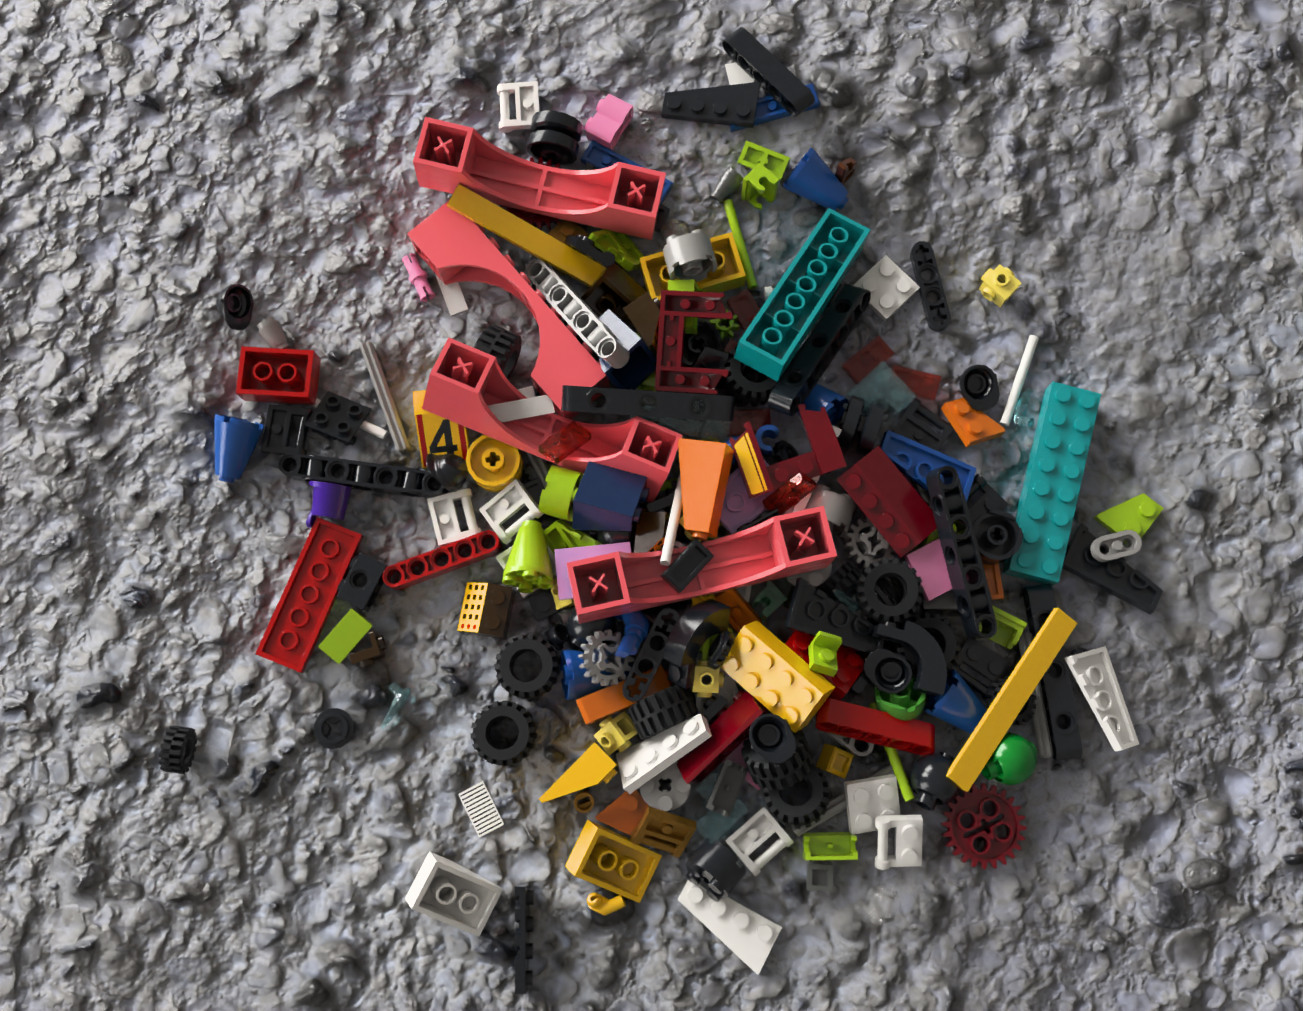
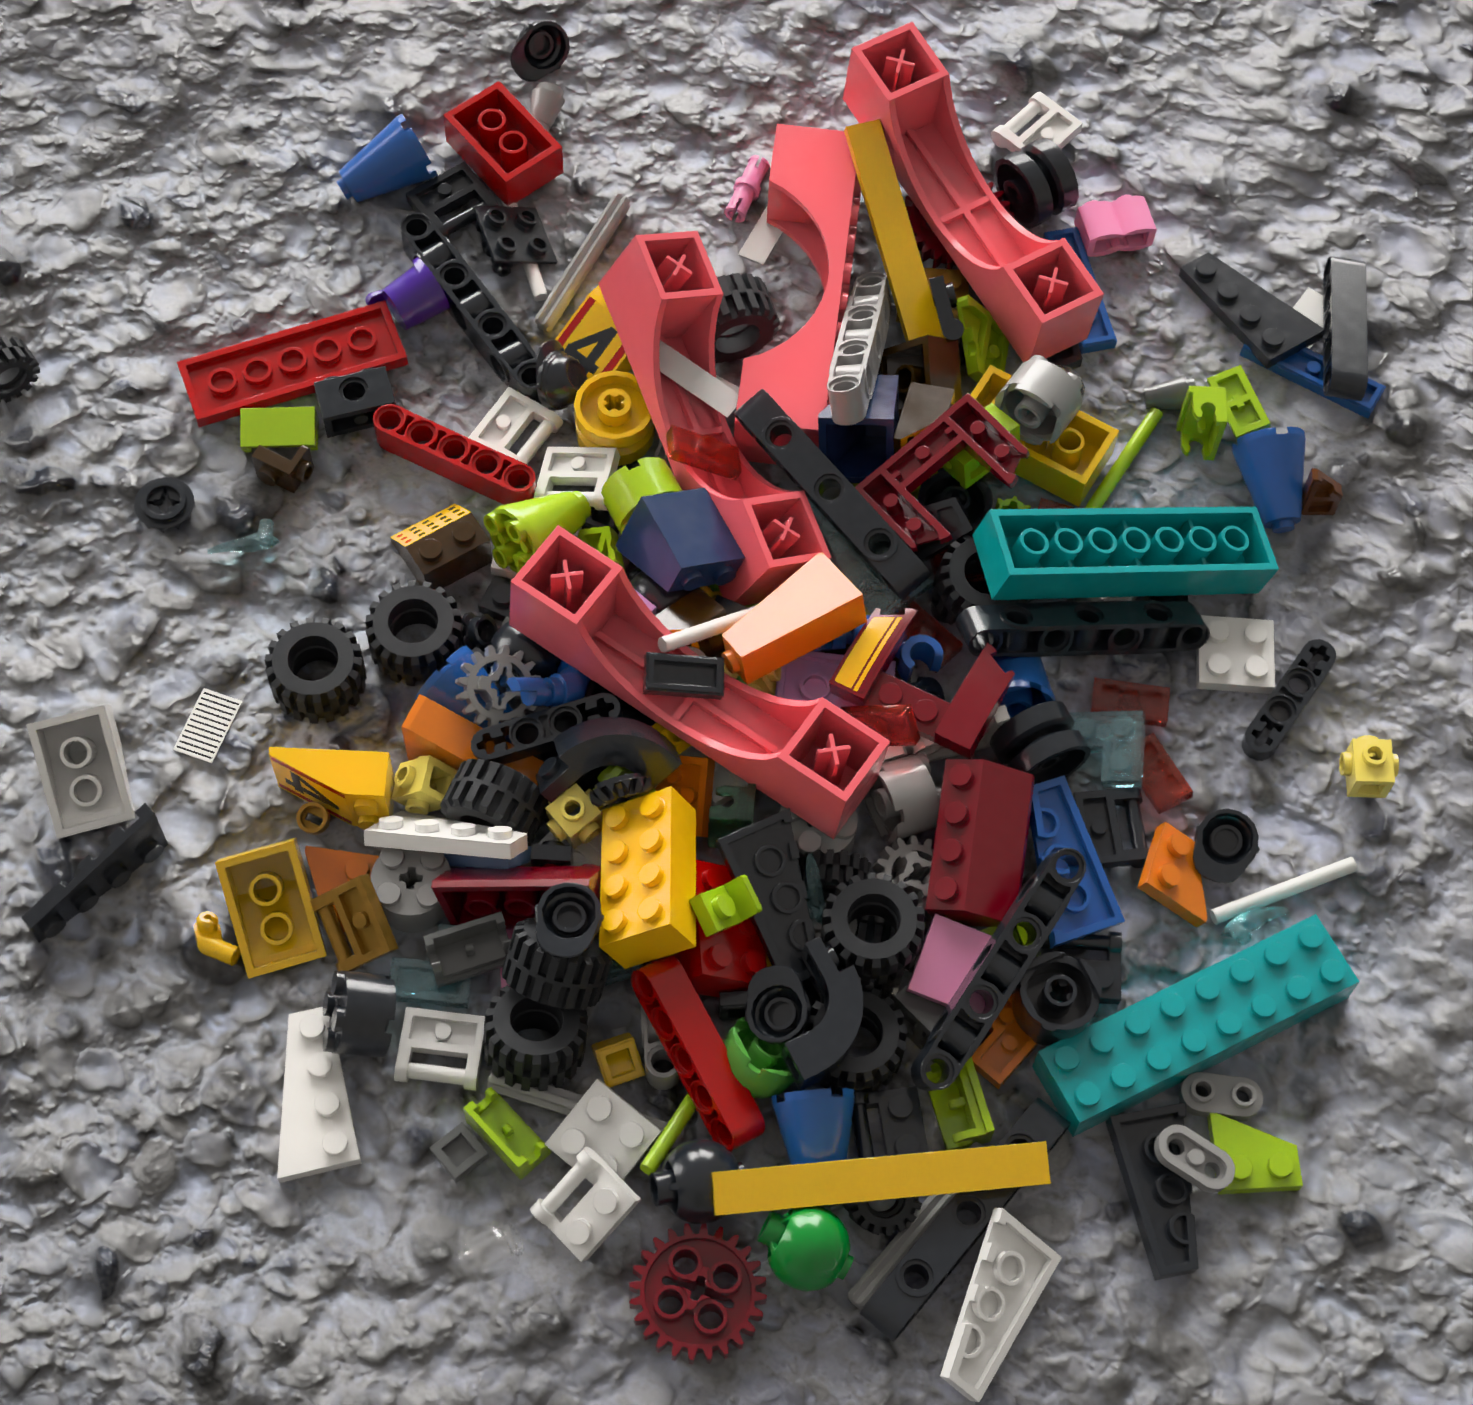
camera: 40 degrees right, 15 degrees down
(1092, 502) = (1222, 1096): none -> light grey plate

